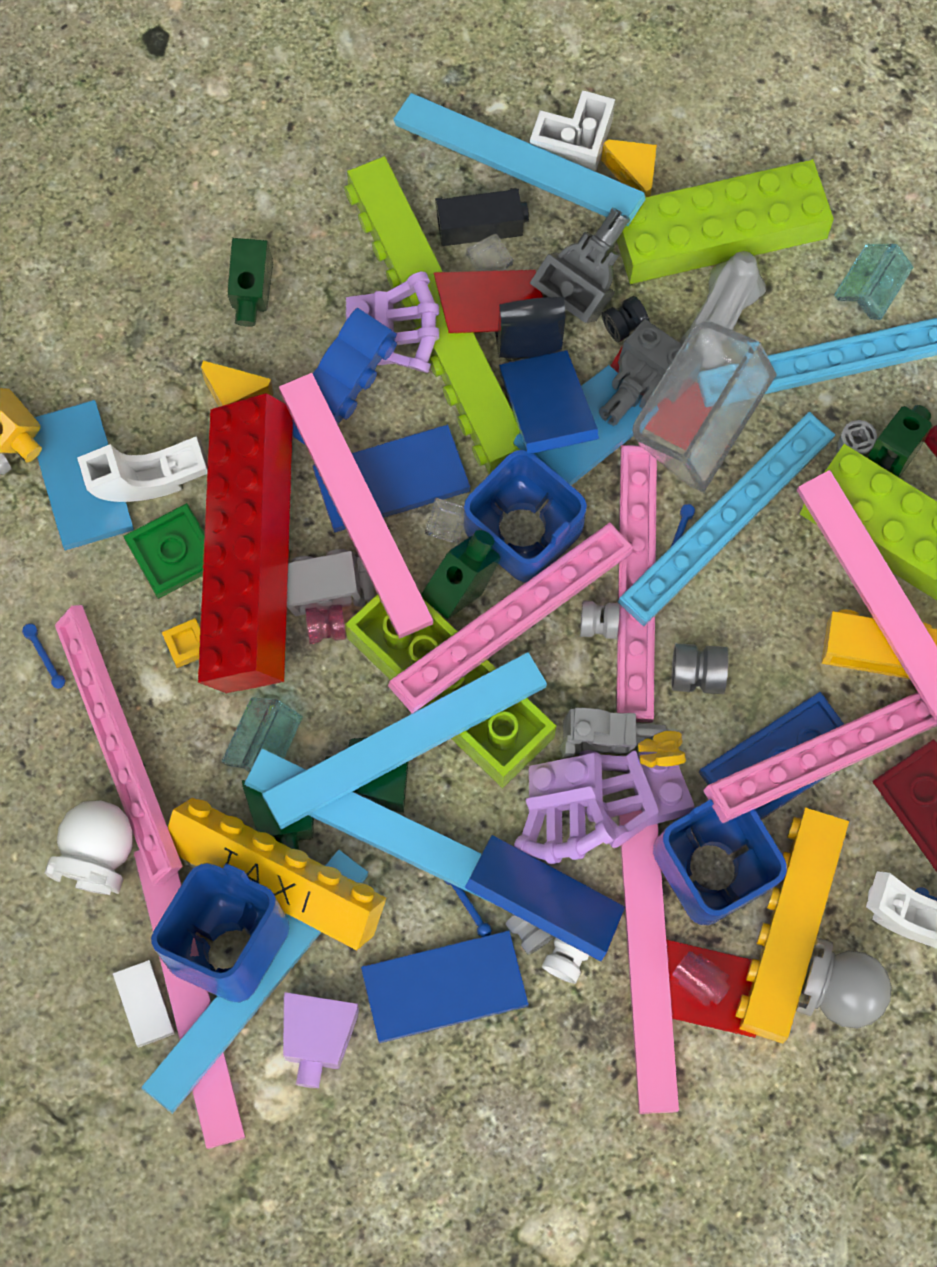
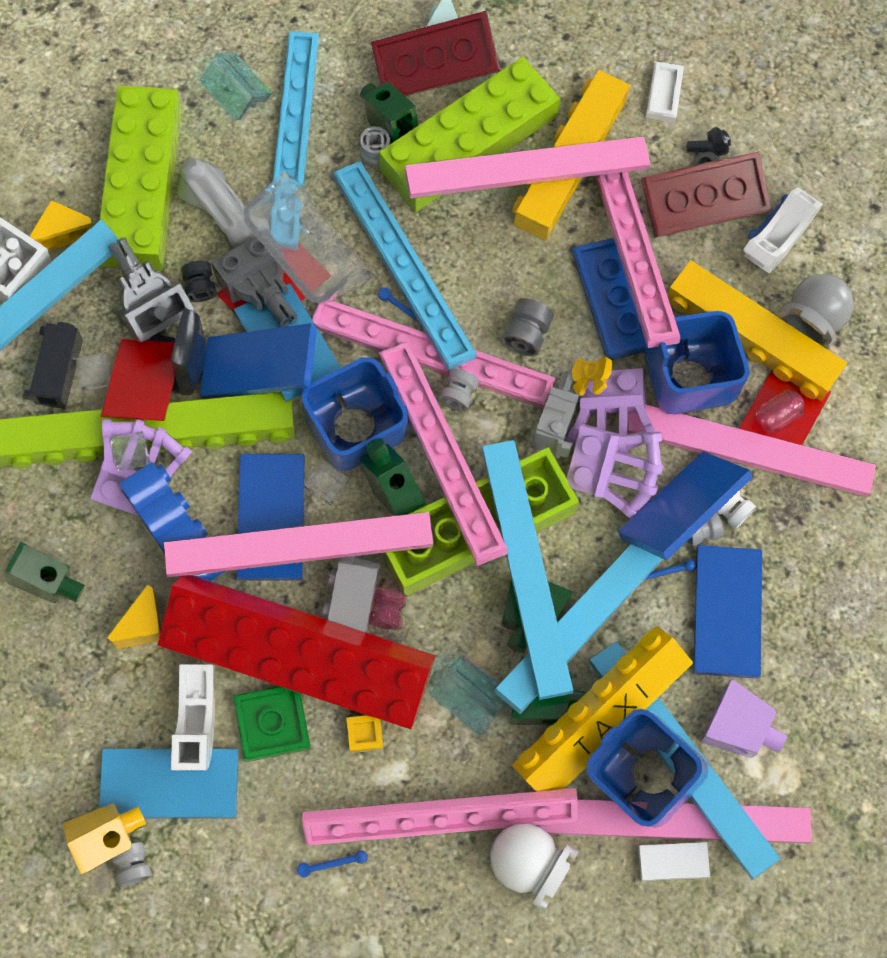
camera: 75 degrees left, 0 degrees up
(400, 308) = (129, 451): none -> clear tile

